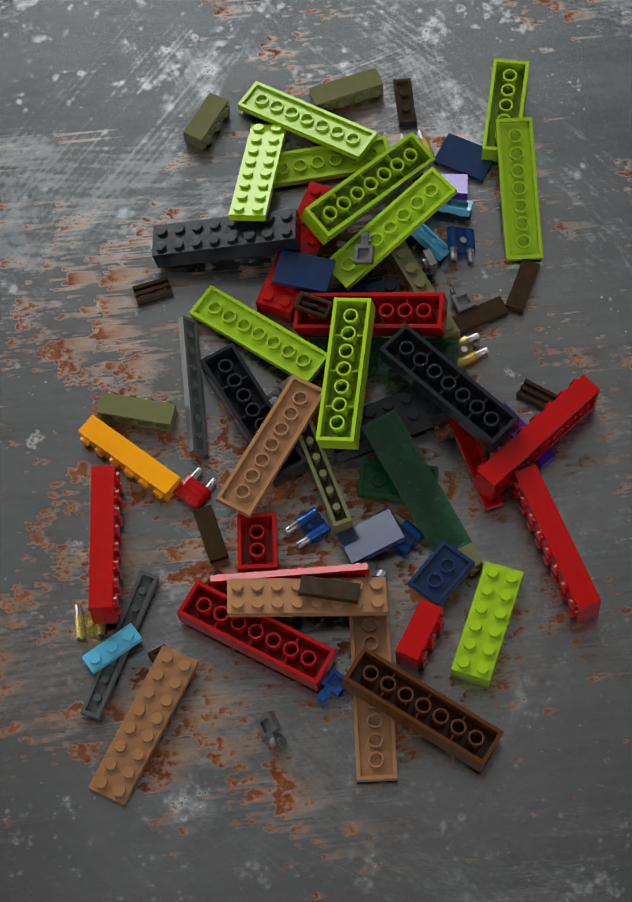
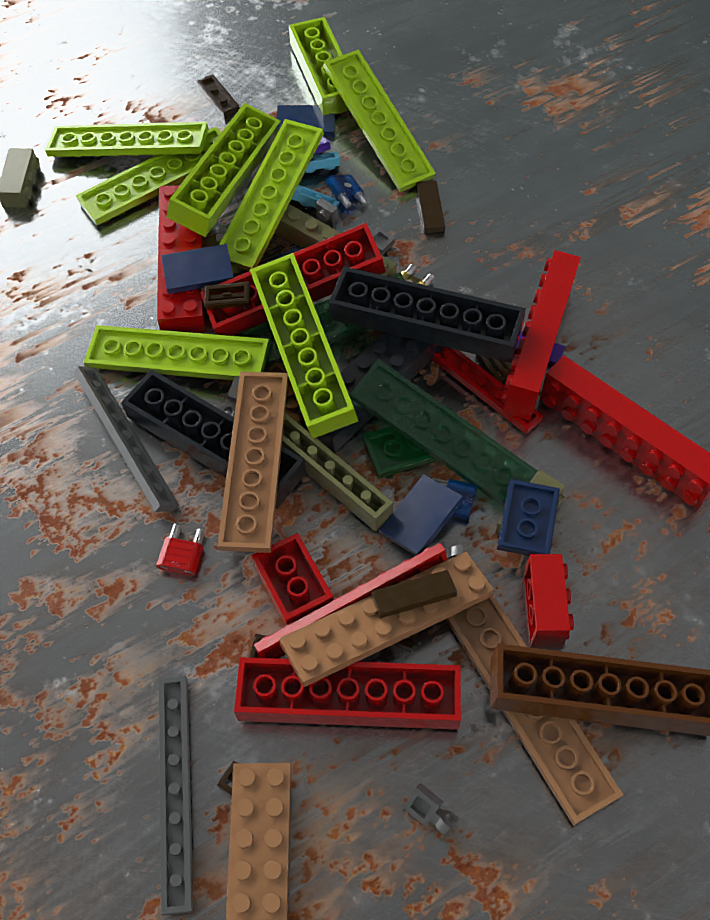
camera: 30 degrees left, 5 degrees down
(85, 627) = (122, 782): clear yellow piece -> none
(104, 545) = (100, 670): red brick -> none
(112, 648) = (166, 801): medium azure plate -> none
(129, 458) = (82, 548): light orange brick -> none
(137, 411) = (68, 492): olive brick -> none
(152, 287) = (28, 356): dark brown tile -> none
(210, 533) = (226, 595): dark brown tile -> none
(224, 239) = (90, 270): black brick -> none
(257, 173) = (98, 197): lime plate -> none
(311, 525) = (343, 533): clear blue piece -> none
(331, 685) = (475, 711): blue plate -> none
(347, 90) = (156, 101): olive brick -> none
(365, 252) = (255, 222): flat silver plate -> none
(480, 314) = (406, 244): dark brown tile -> none
(487, 624) = (611, 556): lime brick -> none
(549, 396) = (508, 295): dark brown tile -> none

